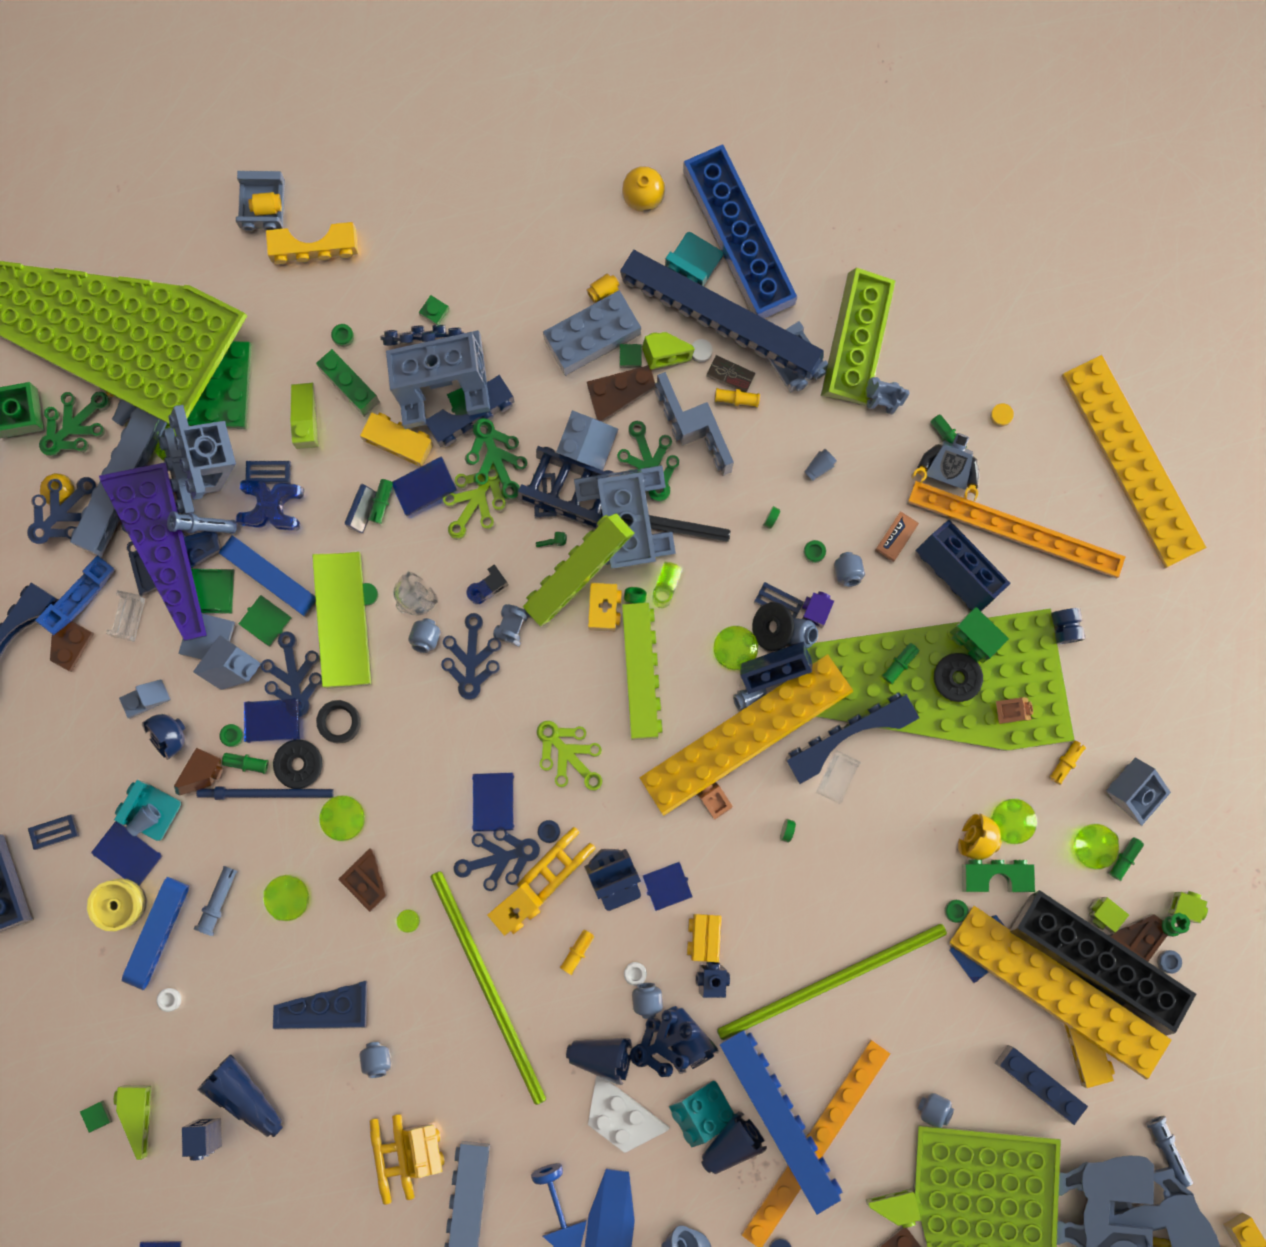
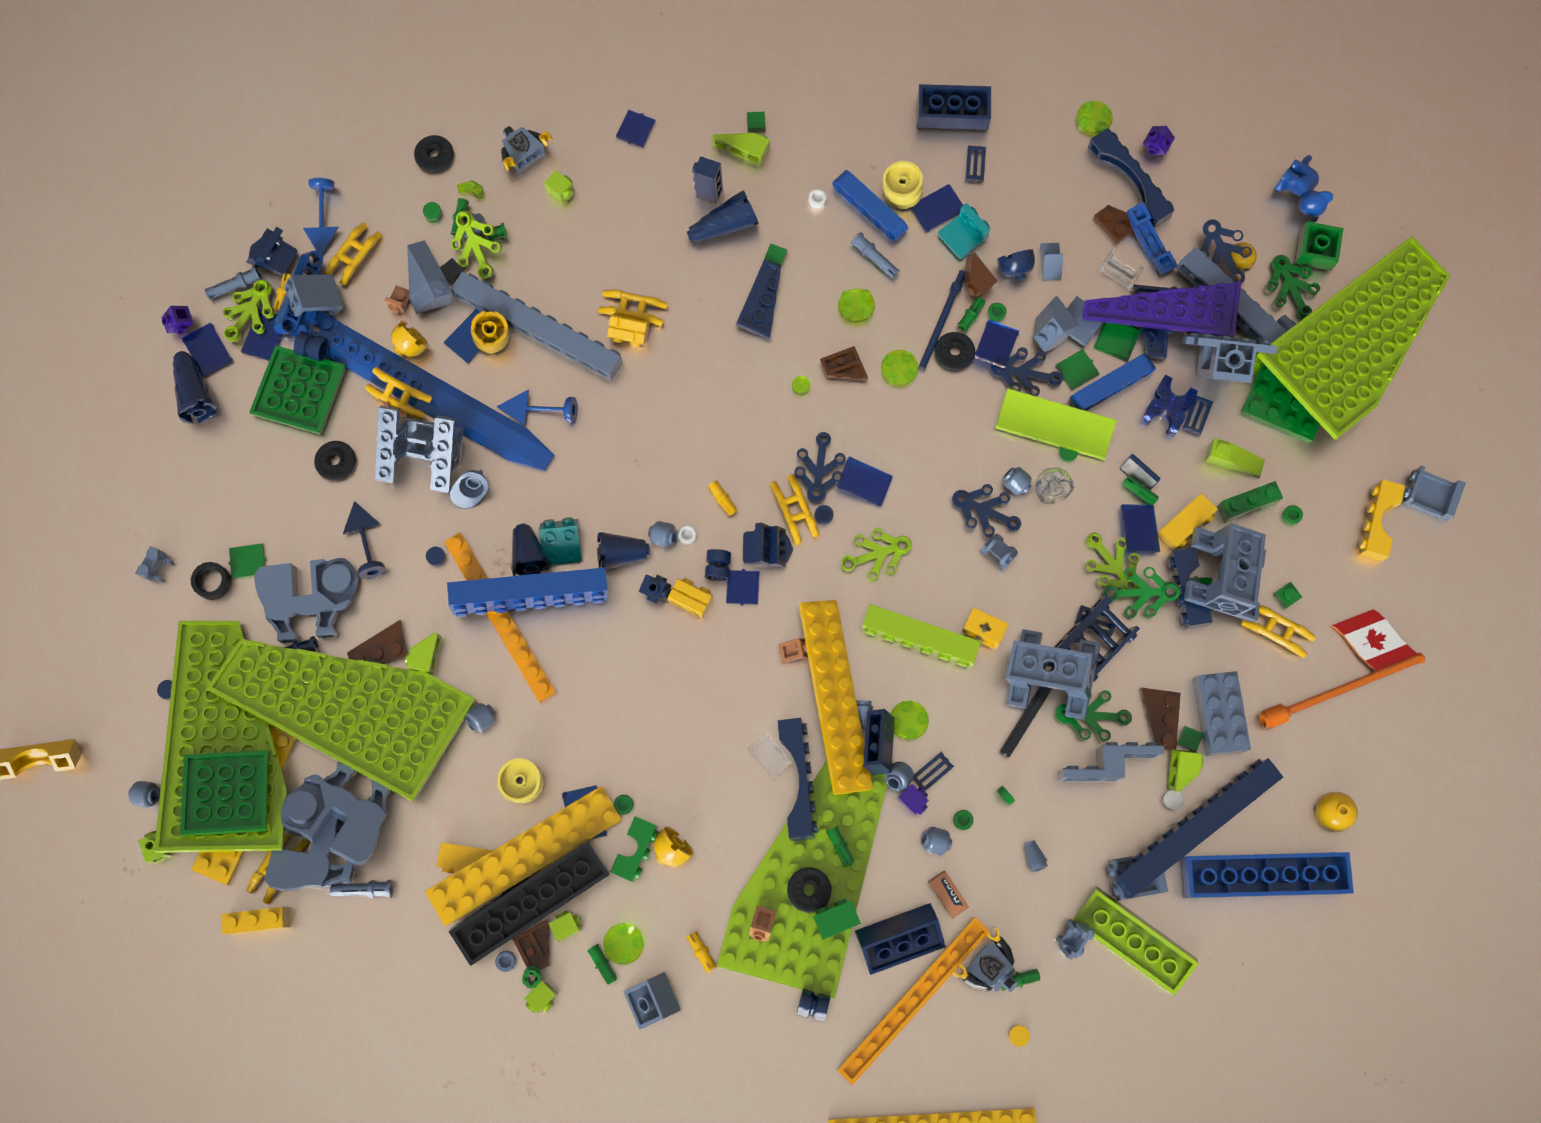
camera: 115 degrees right, 5 degrees down
(145, 818) = (958, 226): sand blue cone -> none
(192, 523) = (1176, 338): sand blue pin -> none
(260, 1018) = (776, 254): none -> green tile
(265, 203) = (1428, 494): yellow brick -> none
(321, 723) = (978, 378): black tyre -> none
(375, 1060) = (708, 321): sand blue head -> none
(417, 332) = (1270, 571): dark blue plant -> none
(451, 206) = (1374, 643): none -> flag
(485, 296) = (1291, 628): none -> yellow piece
(488, 587) = (1037, 545): leg -> none
(488, 988) = (727, 422): lime axle -> none
(504, 916) = (775, 464): yellow brick -> none
(559, 540) = (1054, 616): green hand -> none
(578, 569) = (1024, 615): lime brick -> none
(587, 440) = (1130, 668): sand blue slope -> none
(602, 1057) = (635, 483): dark blue cone -> none
(603, 287) = (1258, 739): yellow brick -> none
(621, 1117) = (586, 481): white wing -> none
(635, 595) = (984, 657): green tile -> none
(642, 1053) = (626, 515): dark blue plant -> none
(649, 926) = (719, 558): none -> dark blue wheel
(666, 583) = (985, 687): clear neon green piece -> none
(694, 258) = (1256, 827): teal bracket -> none
(730, 374) = (1142, 816): dark brown tile -> none
(737, 397) = (1120, 811): yellow pin -> none
(784, 630) = (917, 765): black wheel -> none
(787, 830) = (745, 697): green tile -> none
(831, 981) = (613, 683): lime axle -> none
(970, 1032) = (509, 783): none -> light yellow wheel
(1015, 820) = (673, 885): clear neon green dish -> none
(1041, 1084) = (460, 807): dark blue arch -> none

